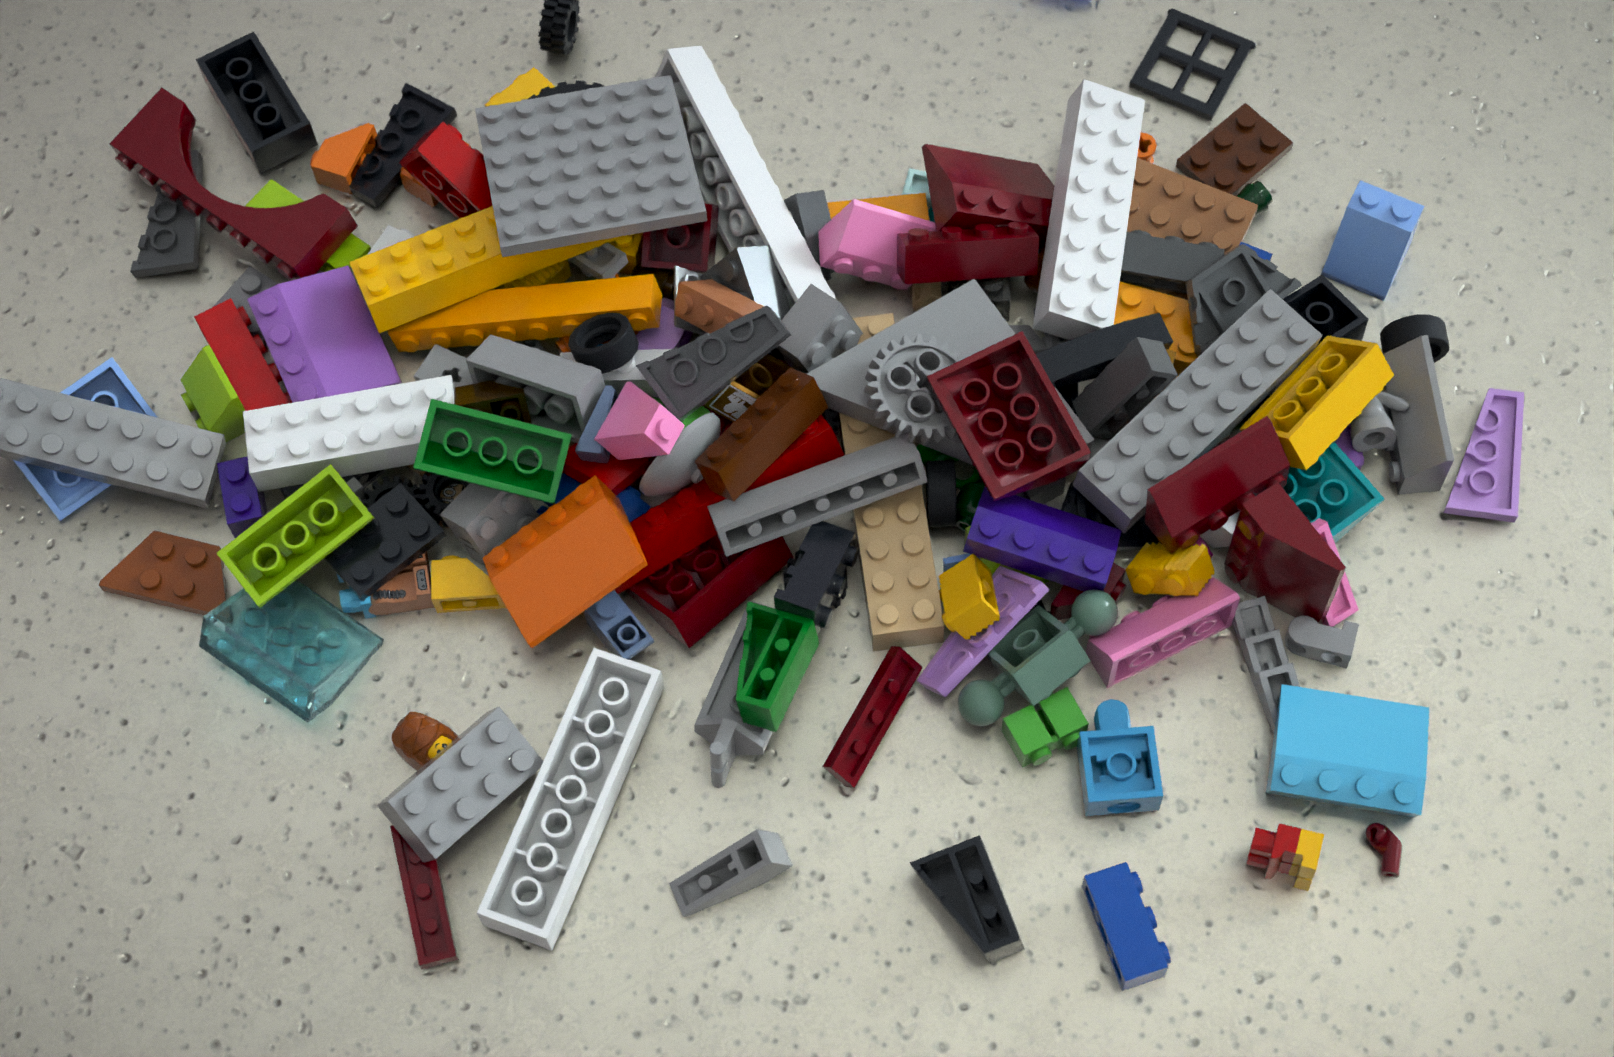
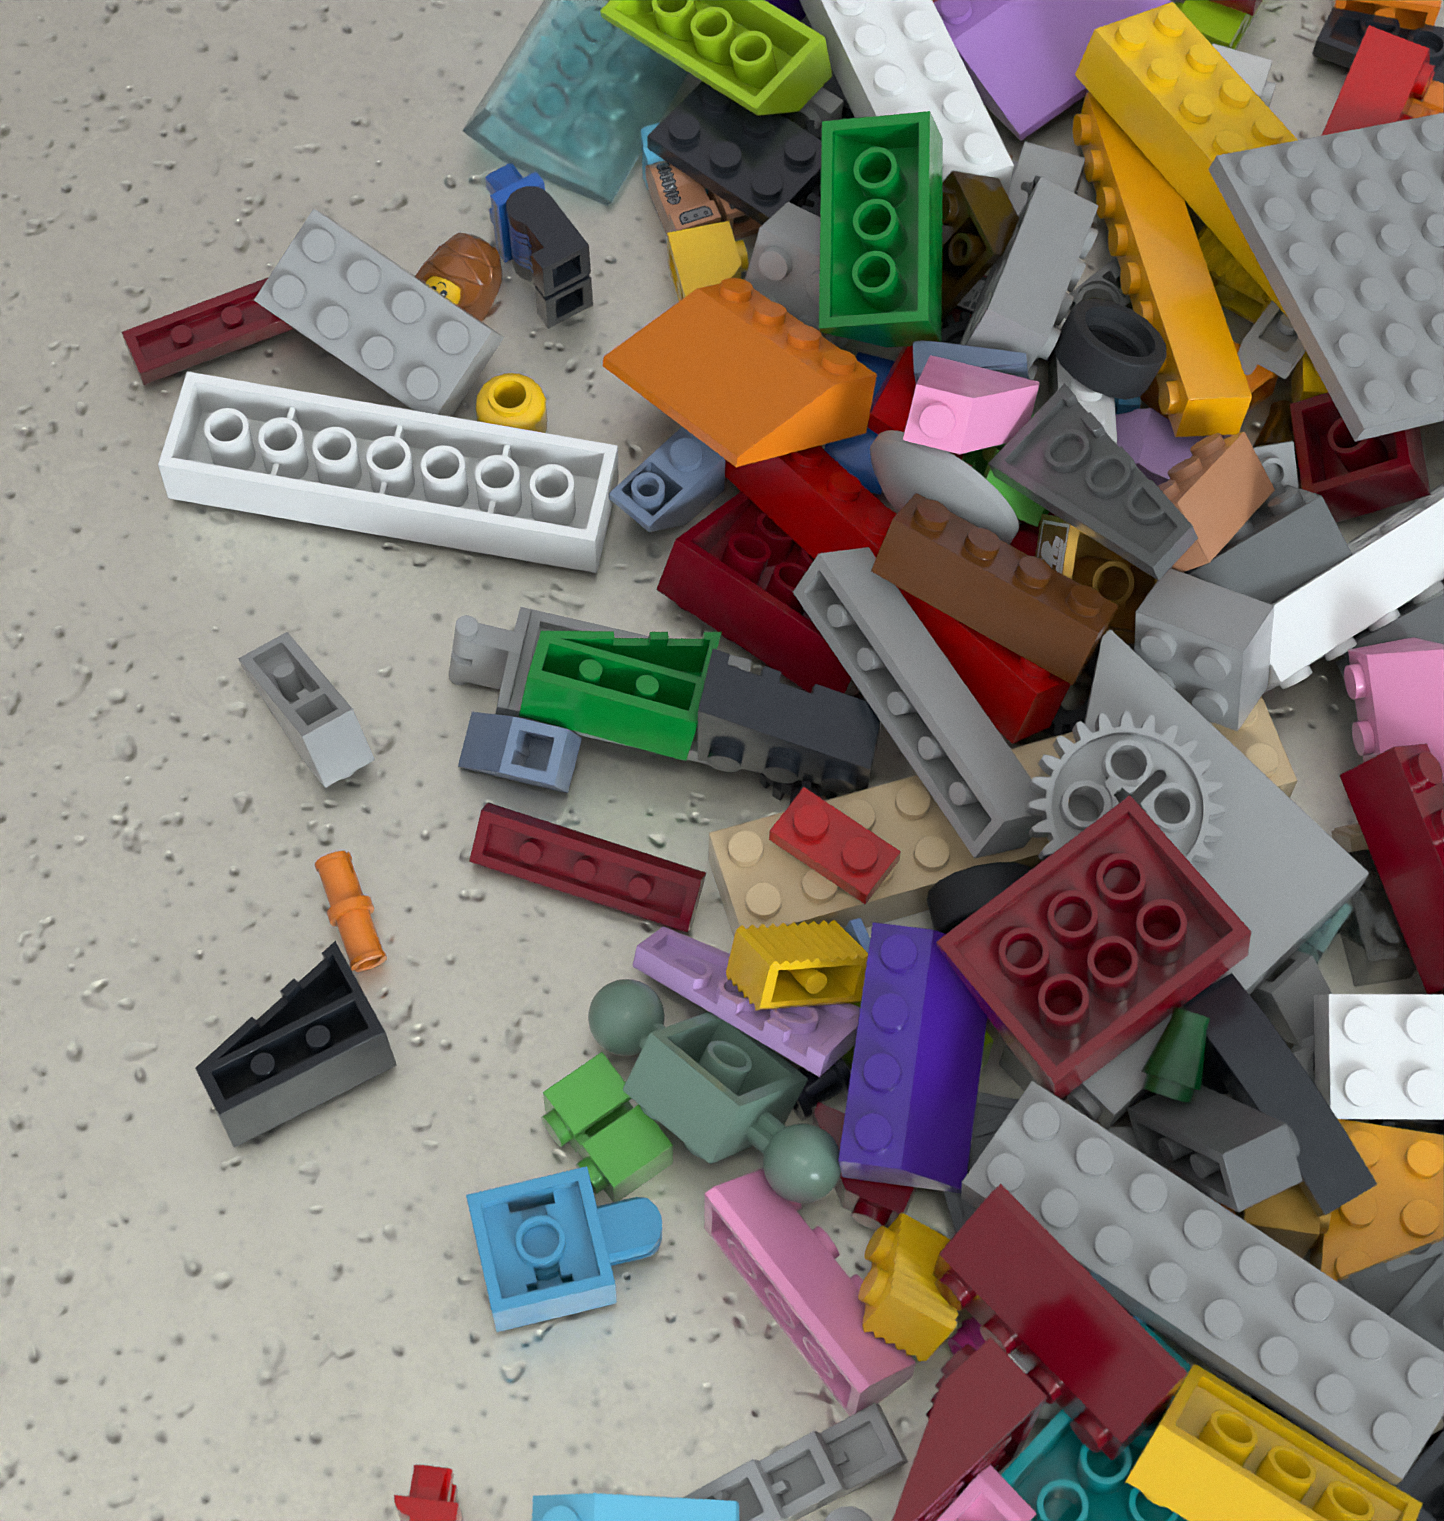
camera: 75 degrees right, 0 degrees up
(416, 680) = (540, 243): none -> black hips
(541, 715) = (512, 402): none -> yellow head
(790, 745) = (520, 750): none -> sand blue slope
(877, 861) = (350, 911): none -> orange pin
(898, 562) = (834, 845): none -> red plate
(1076, 396) = (1178, 1057): none -> dark green cone
(1126, 925) = (283, 1295): blue brick -> none

